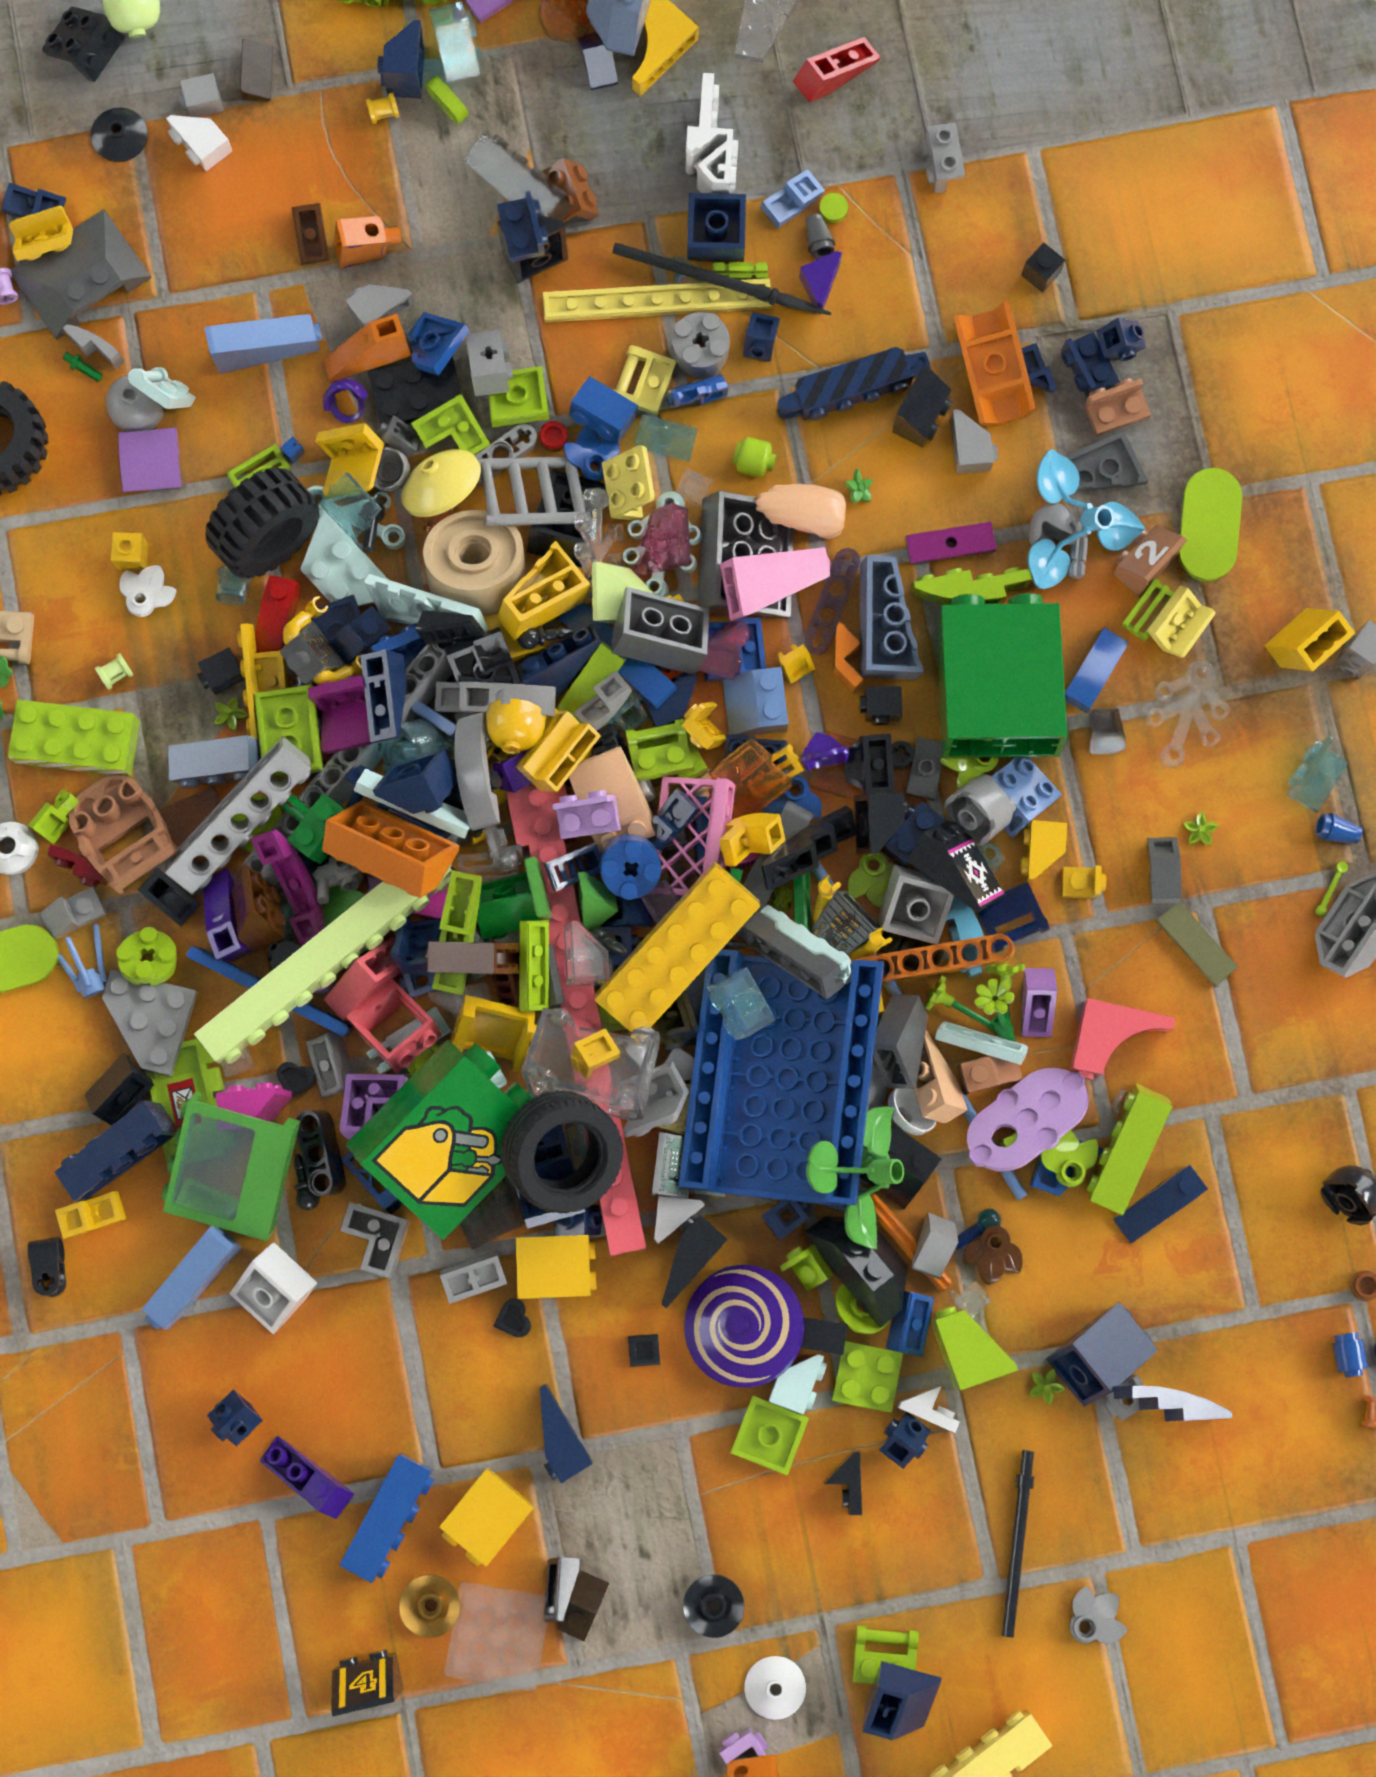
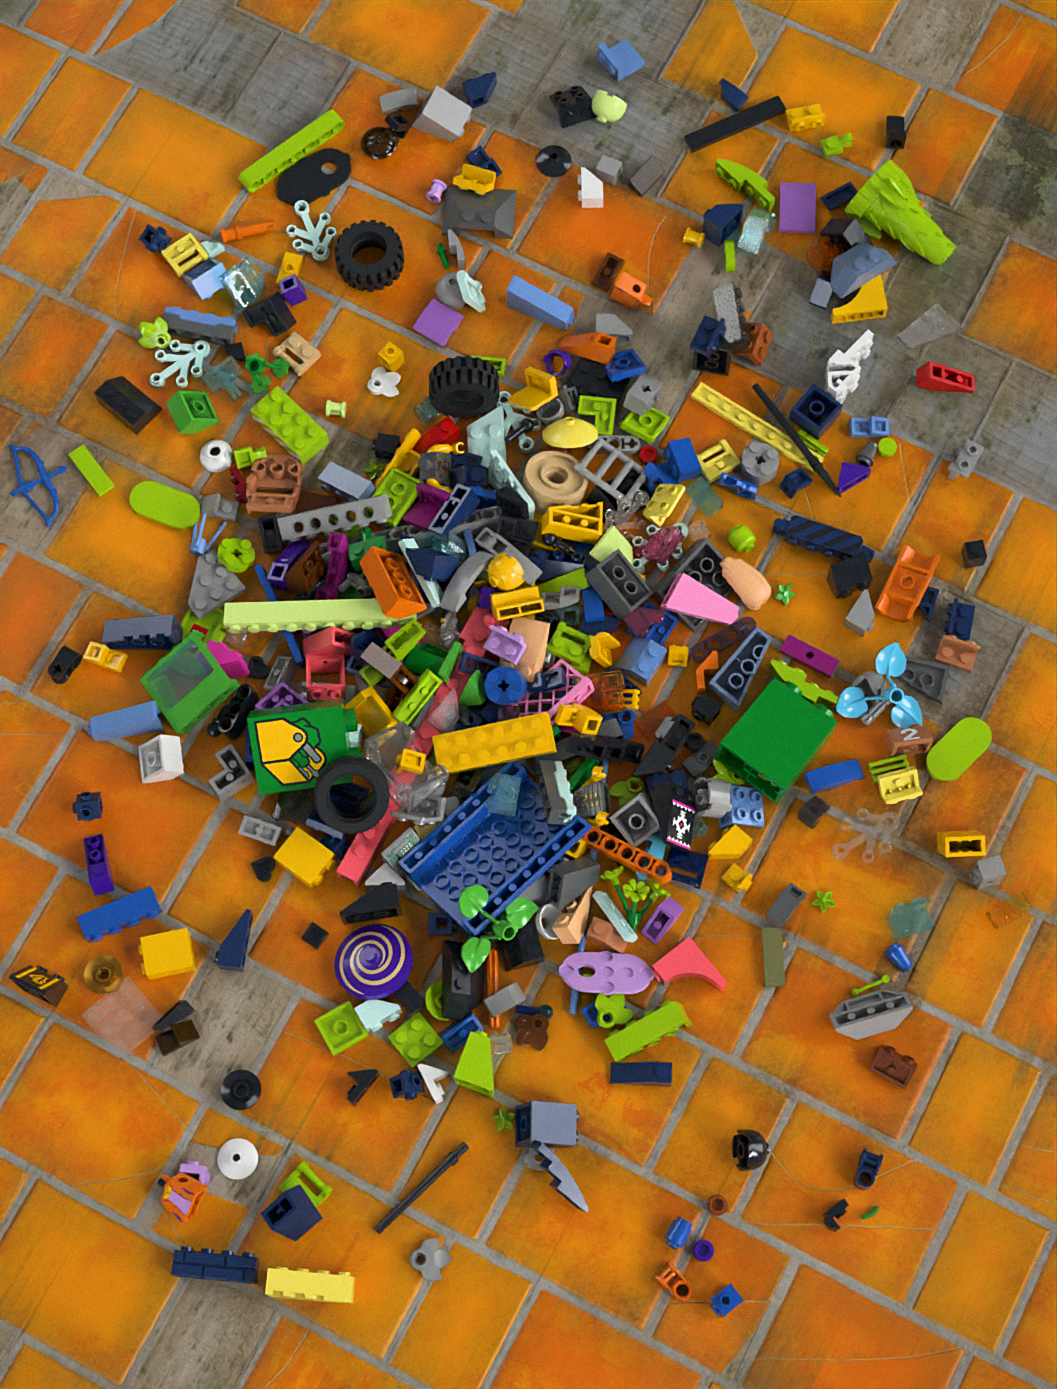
camera: 45 degrees right, 10 degrees down
(117, 1090) = (169, 605): black panel -> none
(292, 450) = (511, 367): blue piece -> none
(350, 506) = (515, 412): clear light blue piece -> none
(808, 1266) = (431, 958): lime bracket -> none
(823, 751) = (654, 708): dark purple piece -> none
(1121, 339) = (985, 619): dark blue brick -> none

